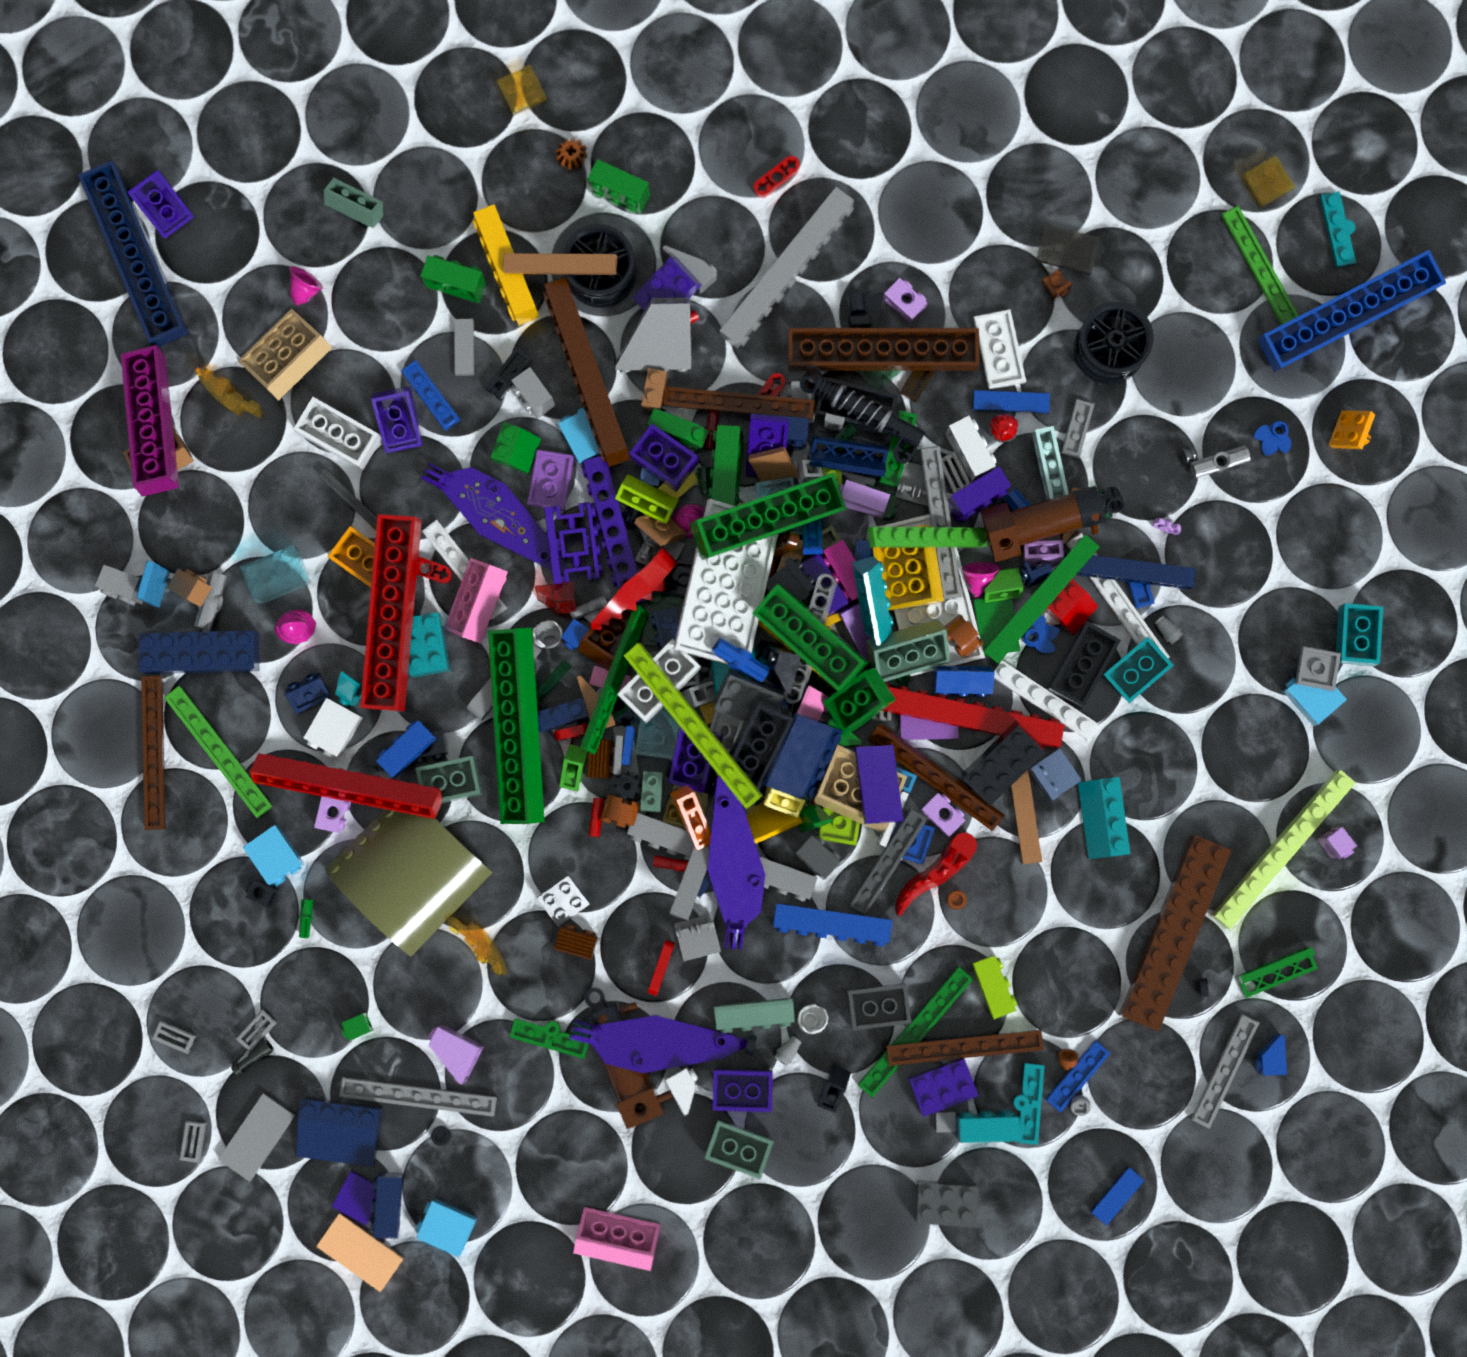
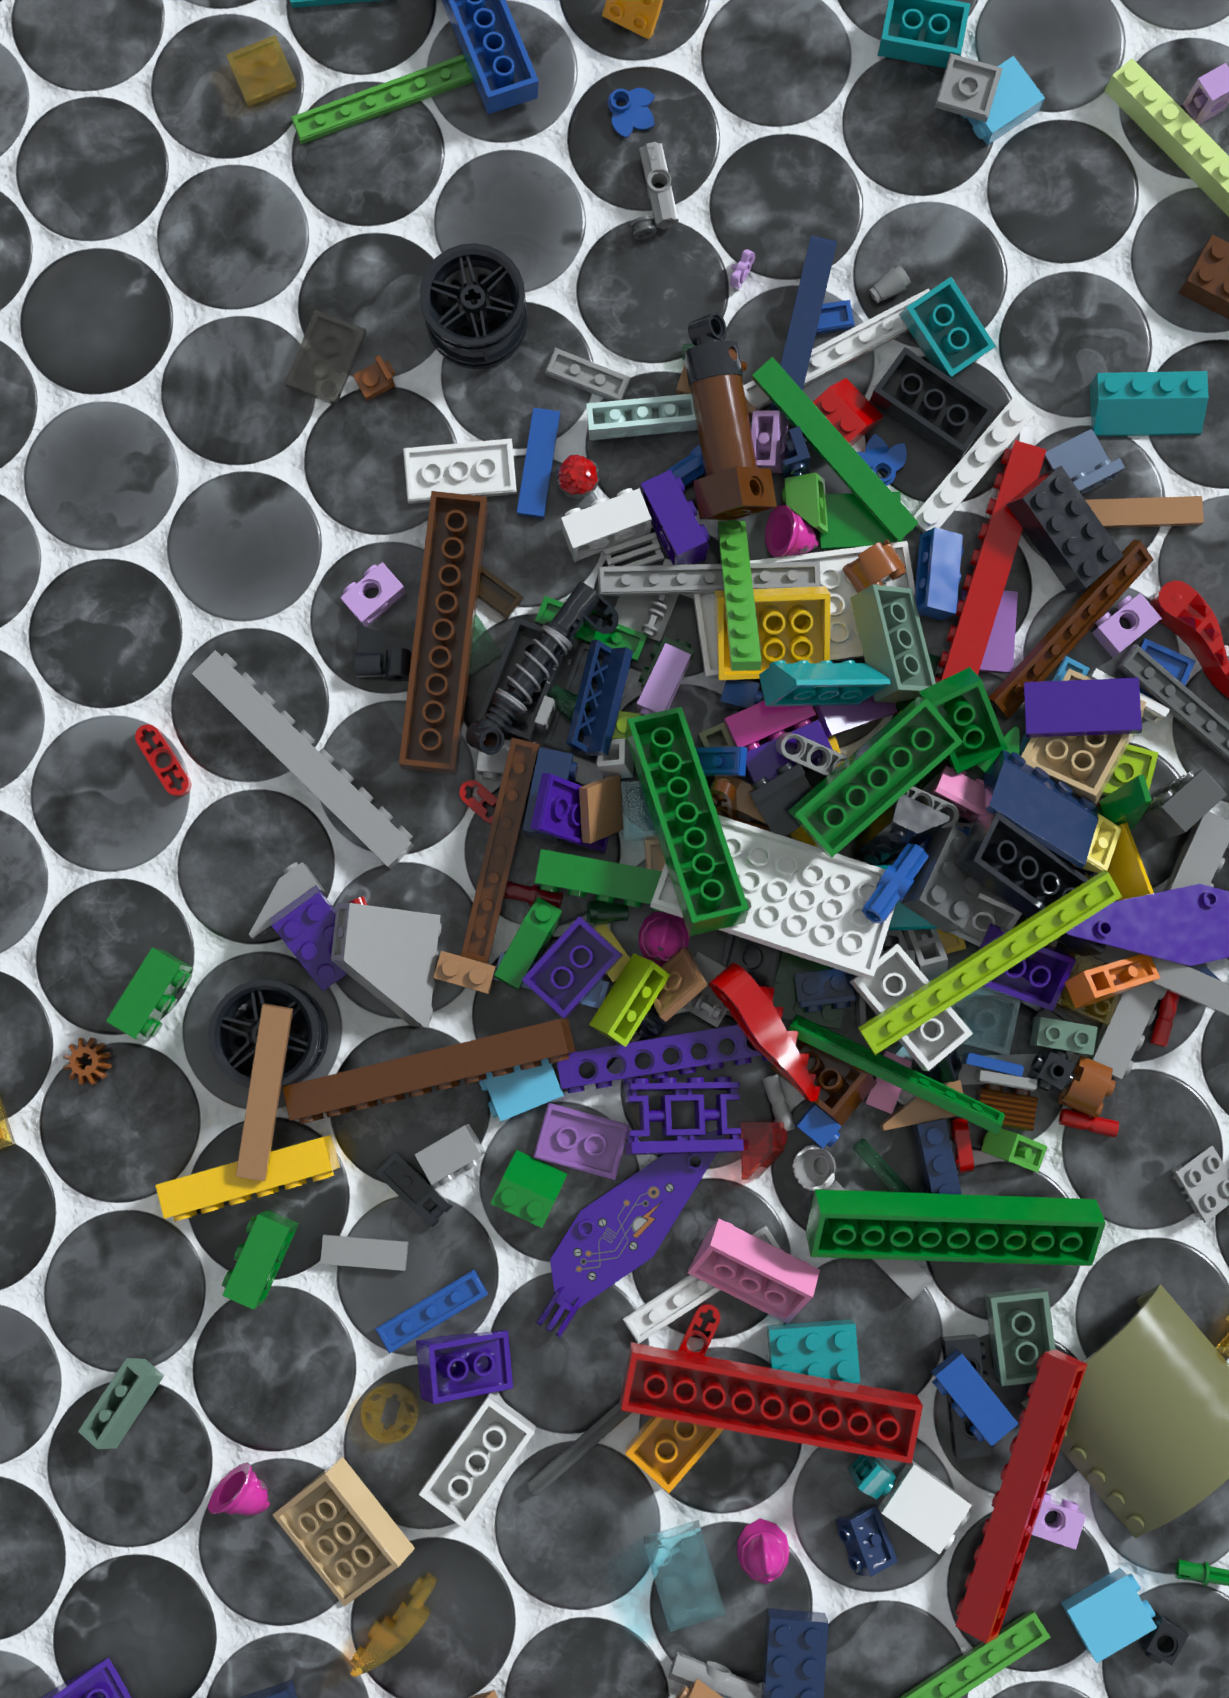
camera: 85 degrees left, 0 degrees up
(364, 366) = (375, 1408): none -> clear yellow piece

